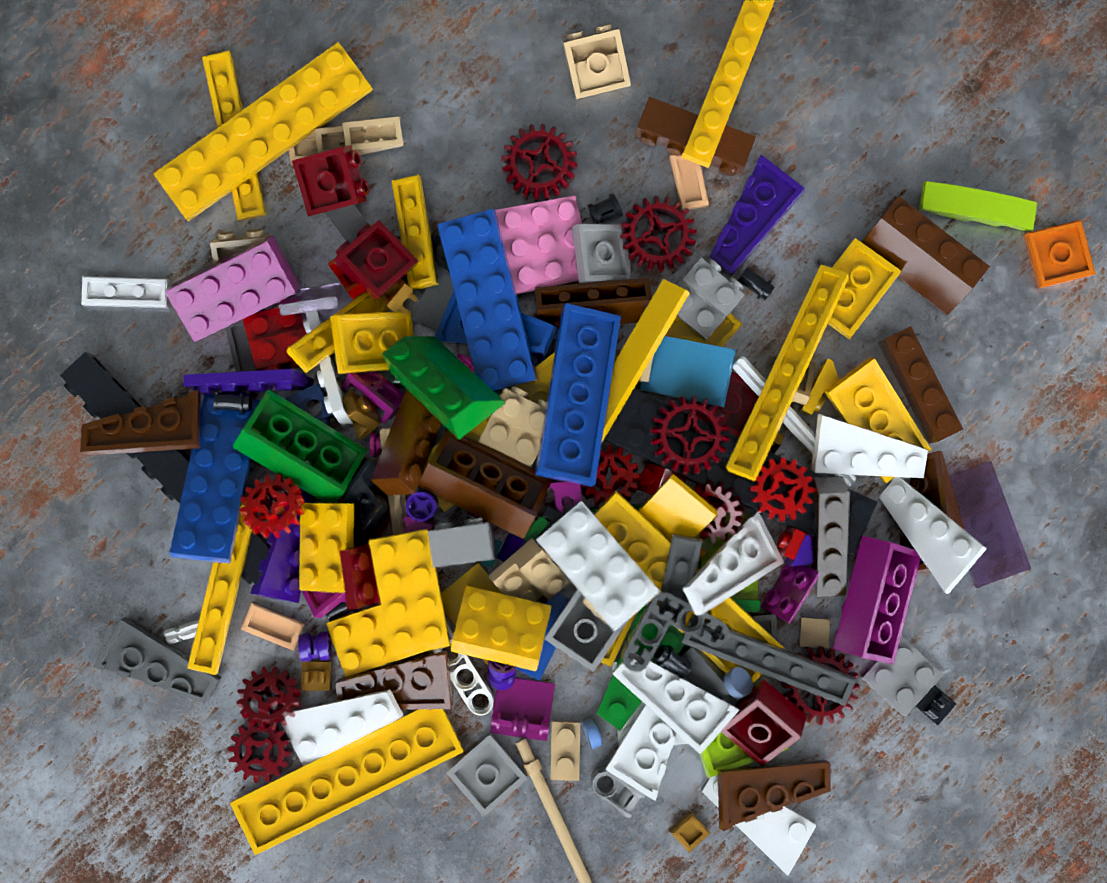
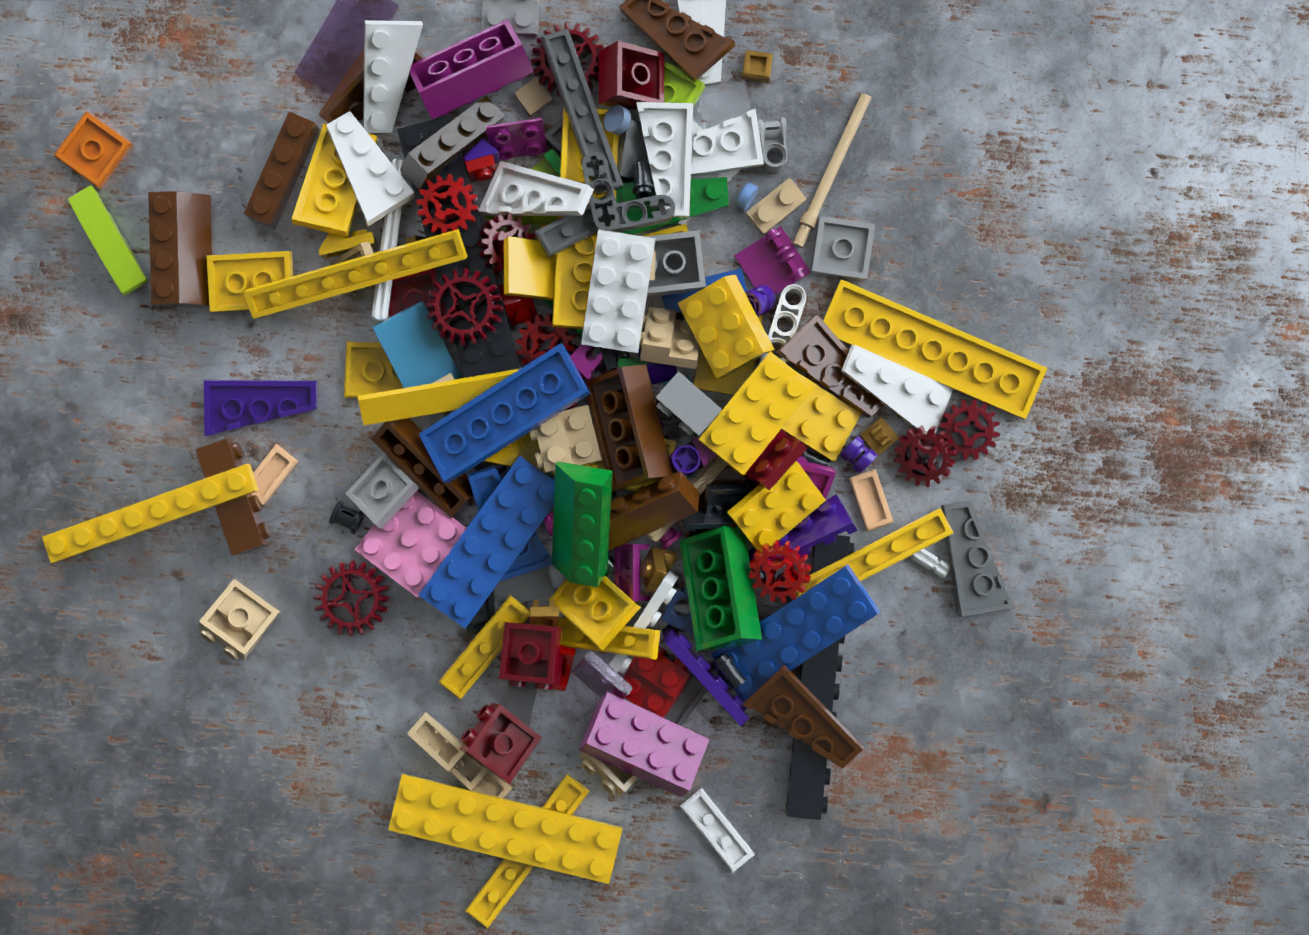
camera: 130 degrees left, 0 degrees up
(663, 247) = (324, 472): dark red gear -> none
(709, 298) = (346, 380): light grey plate -> none
(756, 283) = (307, 356): black pin -> none

